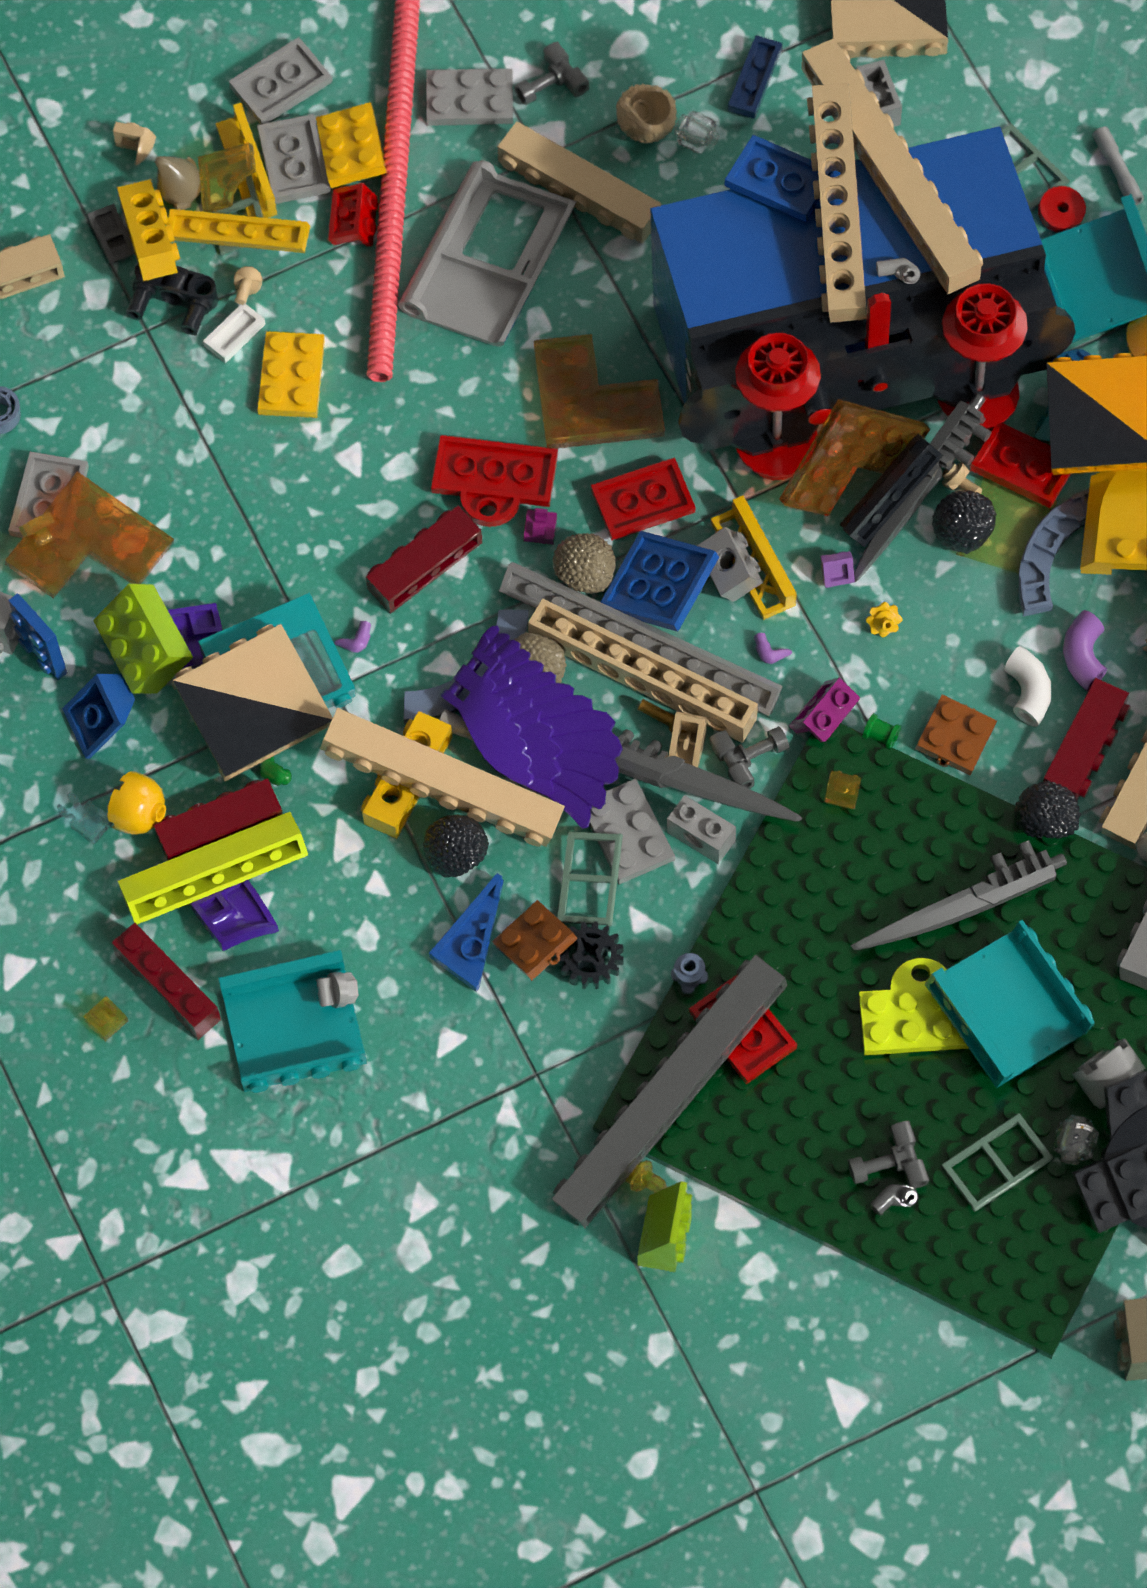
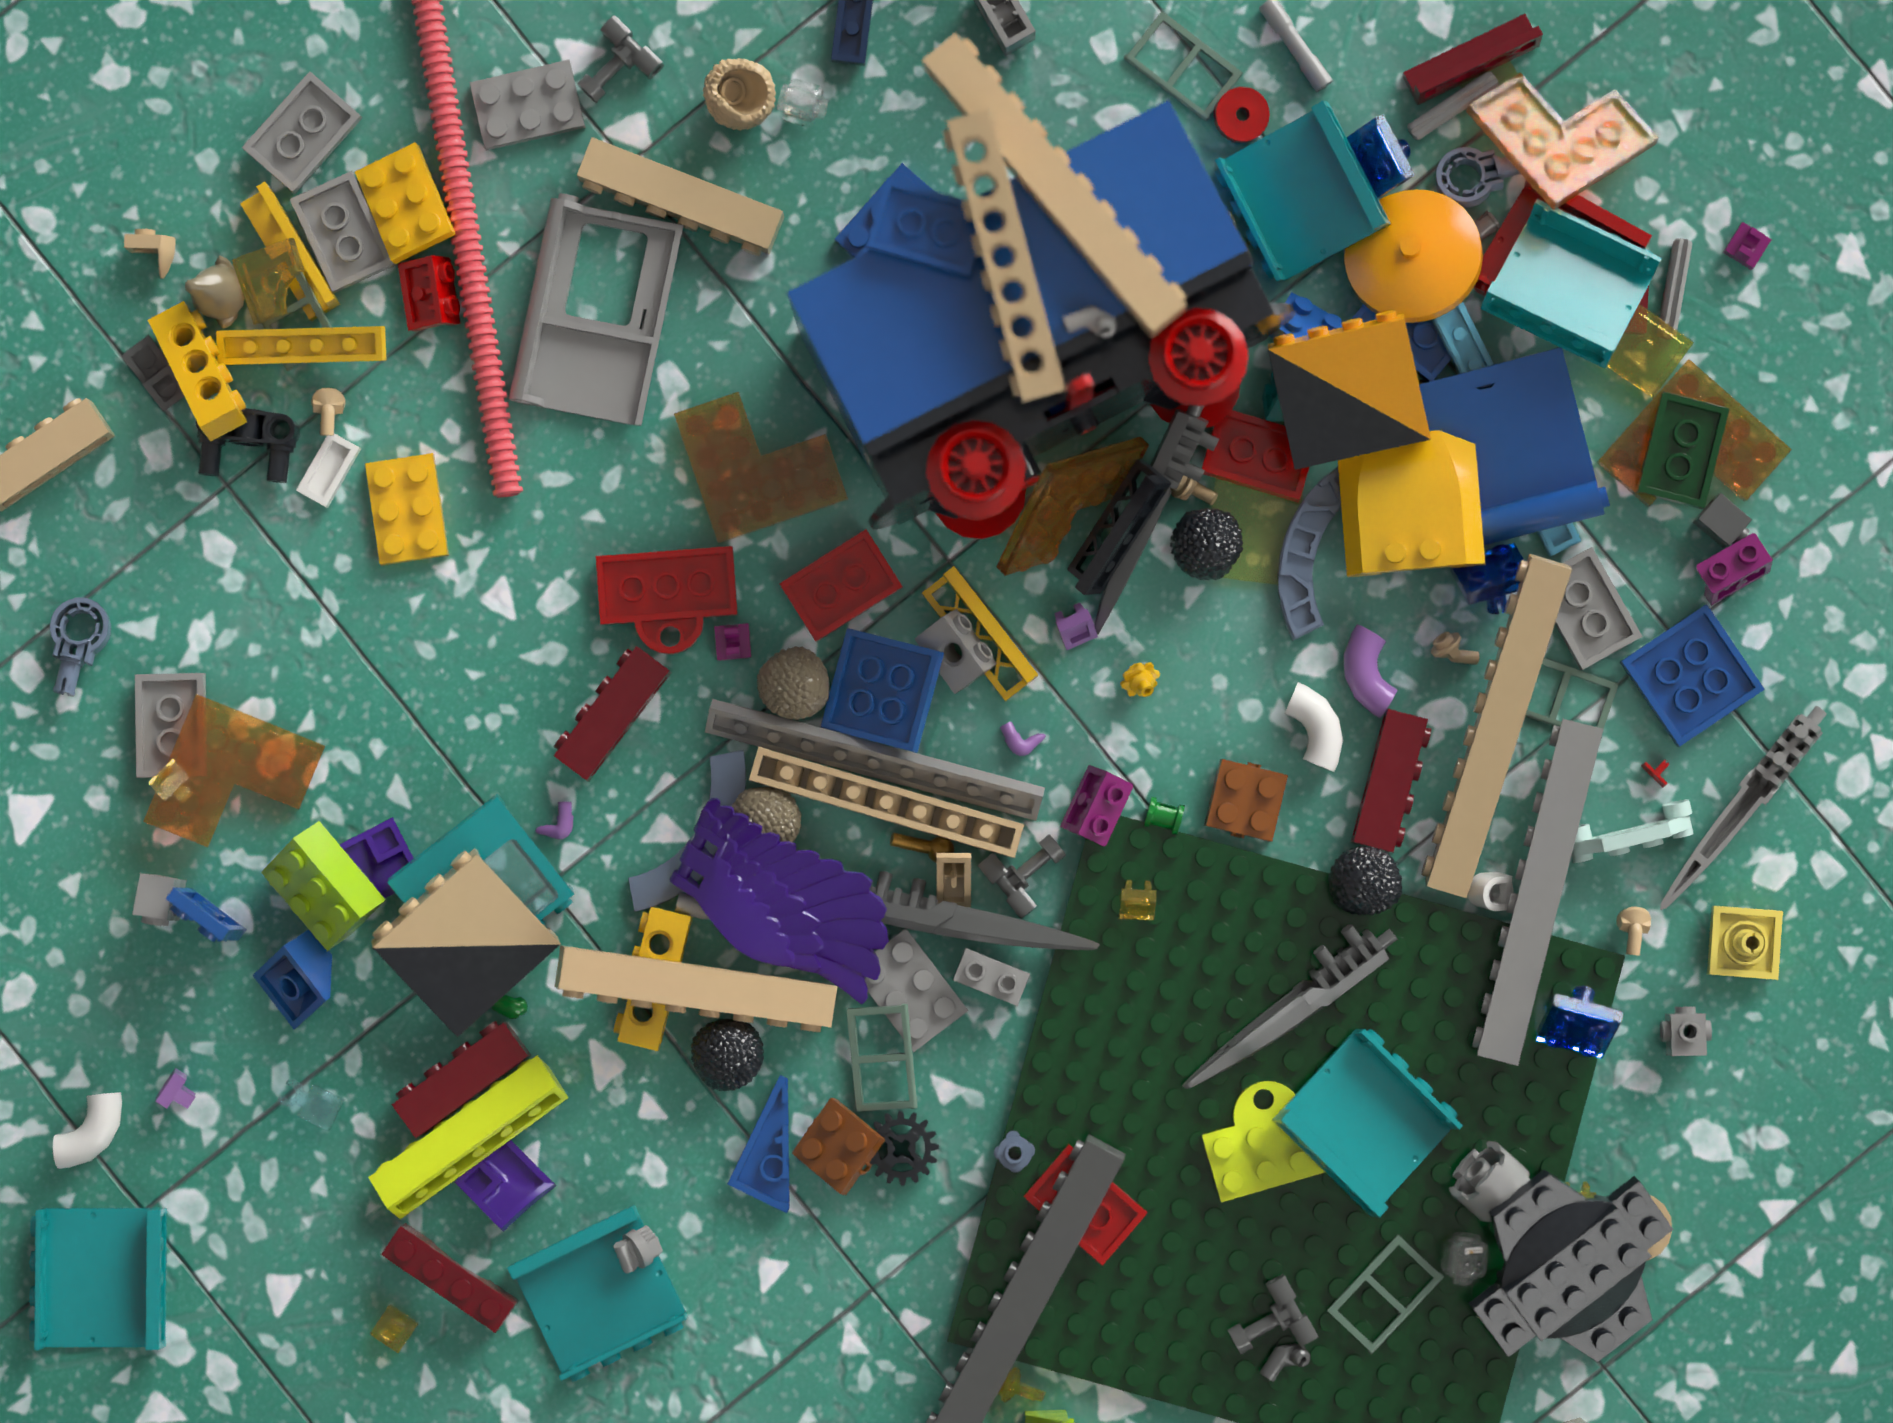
camera: 15 degrees left, 20 degrees up
(136, 804) = (369, 1085): yellow cylinder -> none

